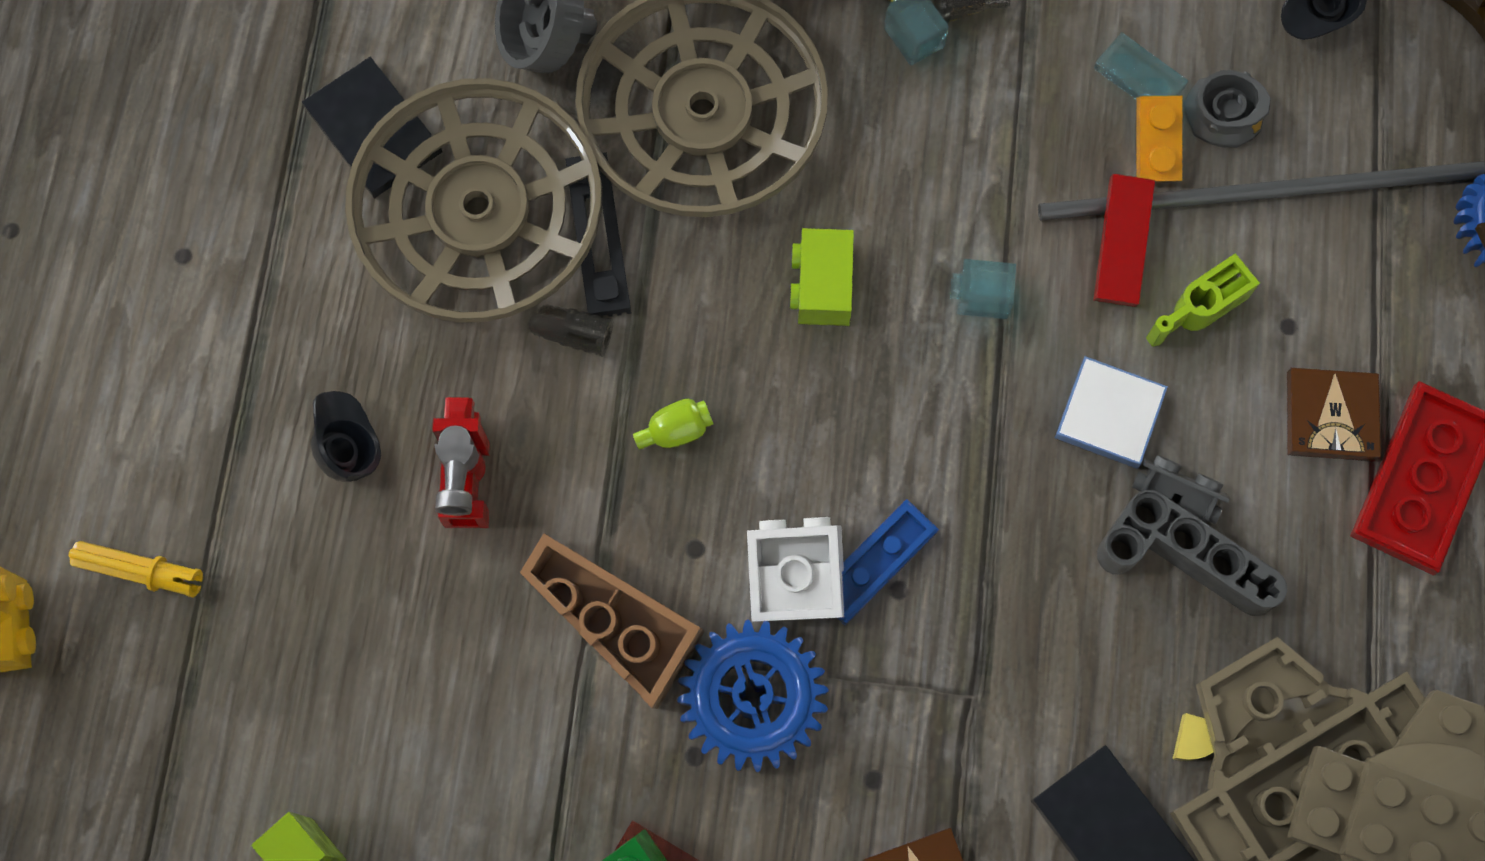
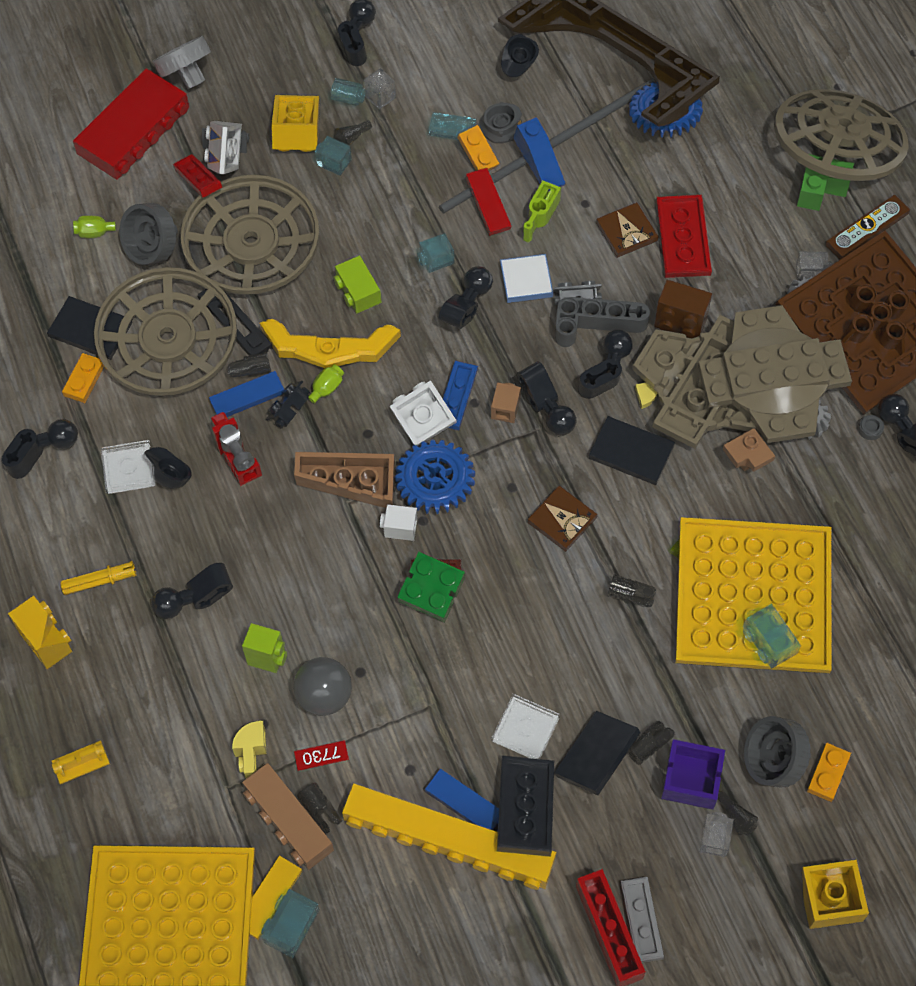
camera: 30 degrees left, 10 degrees down
(159, 284) = (28, 446): none -> black beam
(272, 685) = (202, 591): none -> black beam
(283, 395) = (127, 467): none -> clear tile
(311, 208) = (83, 378): none -> light orange plate
(542, 375) = (247, 394): none -> blue tile
(579, 432) = (293, 396): none -> black hinge
(649, 744) = (399, 522): none -> white brick
(714, 373) = (329, 351): none -> yellow helmet
(947, 623) = (505, 402): none -> medium nougat brick
(971, 412) = (461, 309): none -> black beam
(1014, 648) = (543, 396): none -> black beam
(1193, 626) = (617, 346): none -> black beam
(1258, 199) = (538, 152): none -> blue slope
(1346, 627) = (682, 309): none -> reddish brown brick

